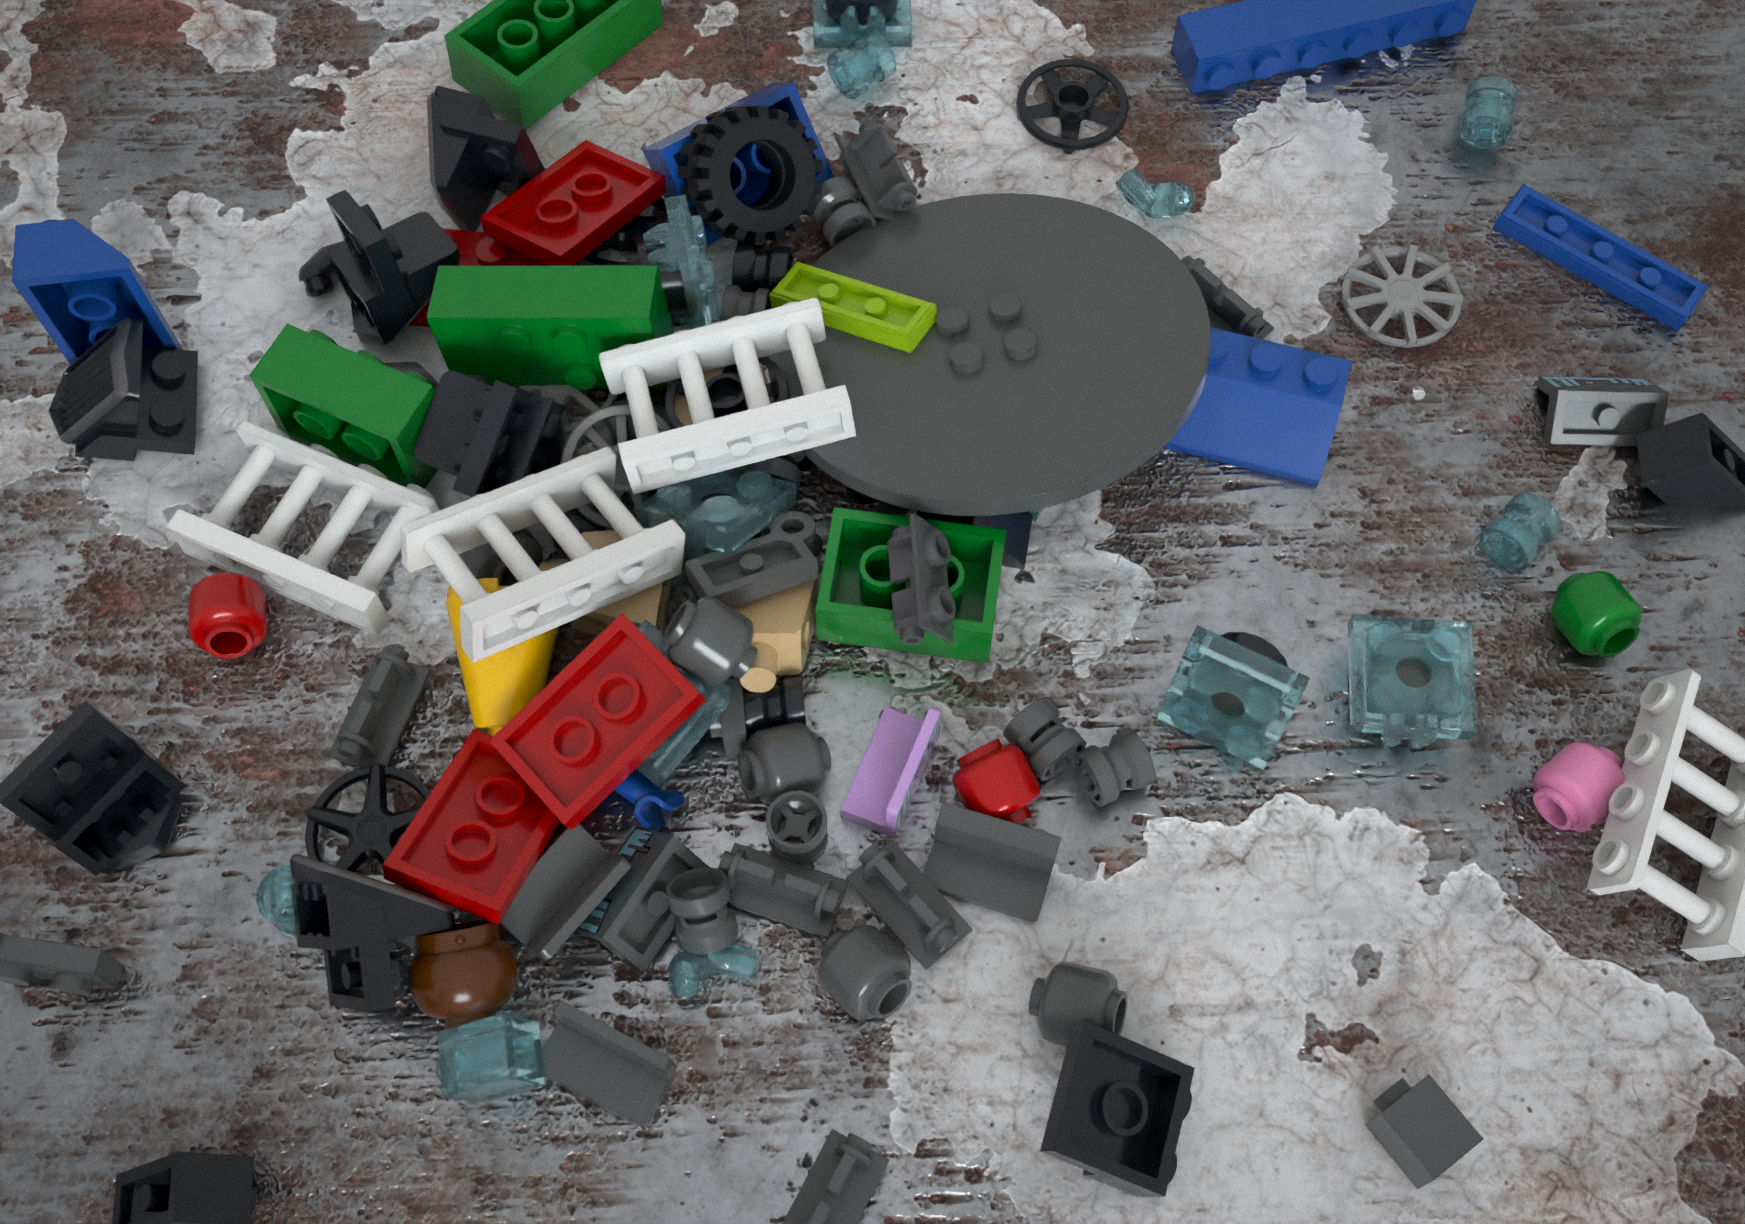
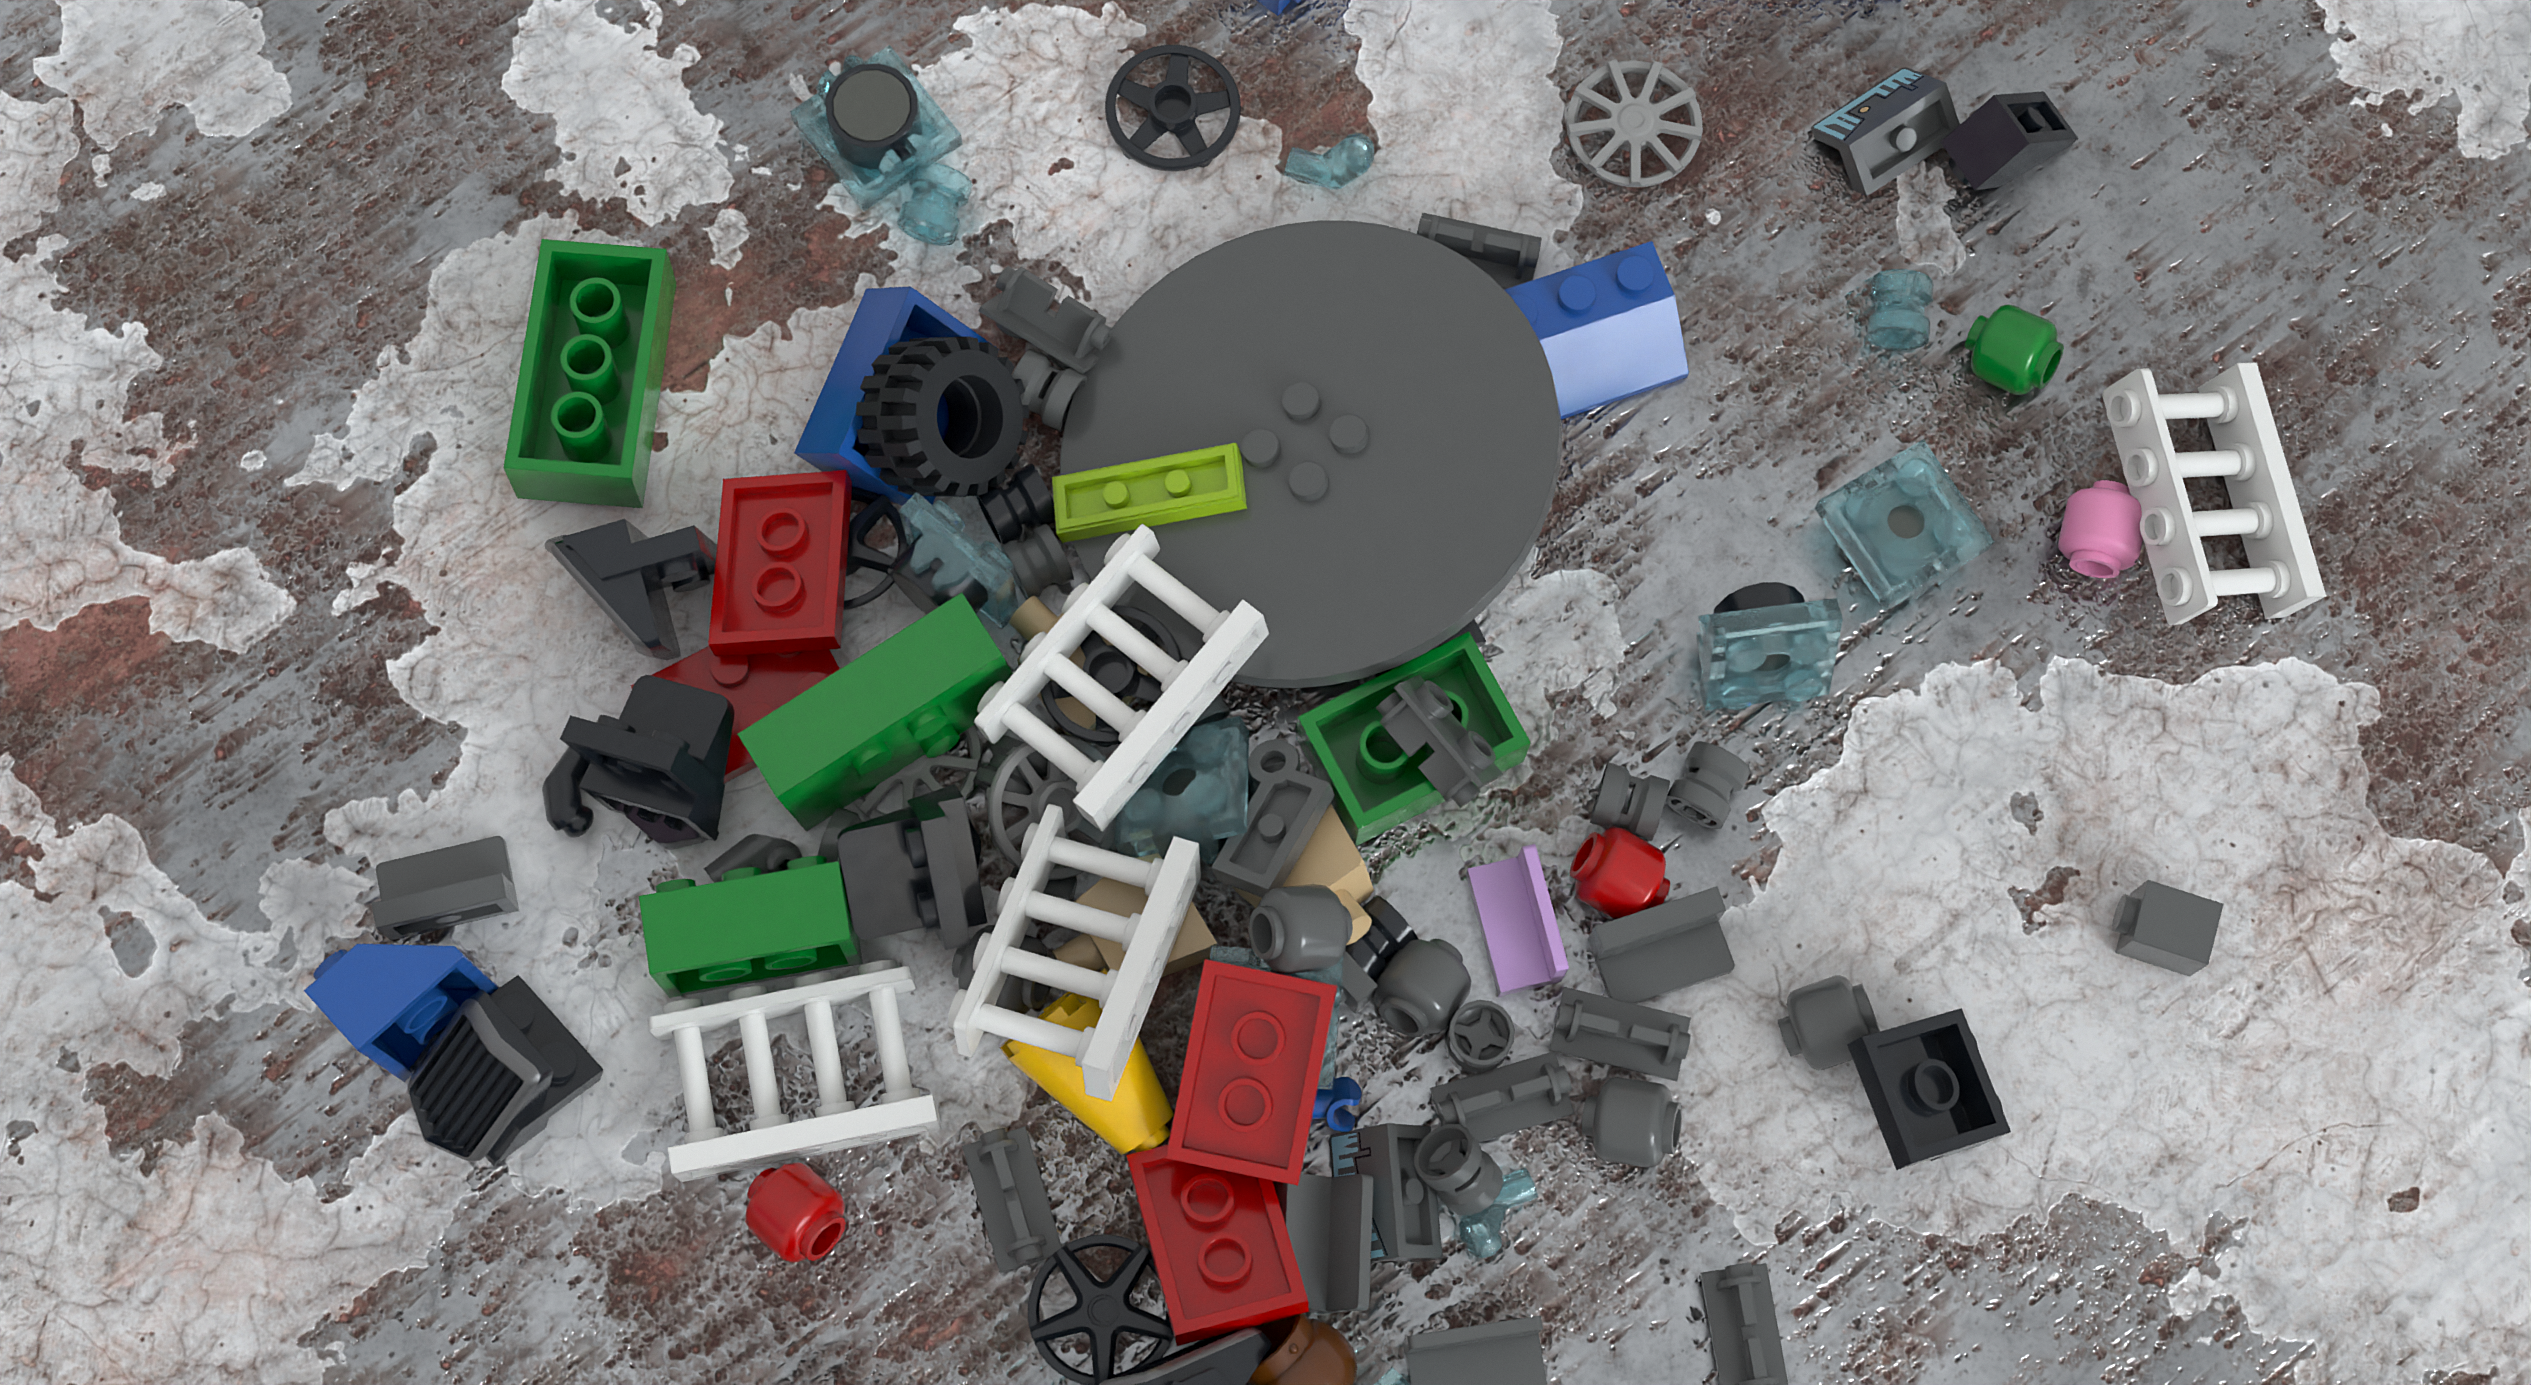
camera: 40 degrees left, 10 degrees up
(201, 274) = (444, 888): none -> dark grey panel

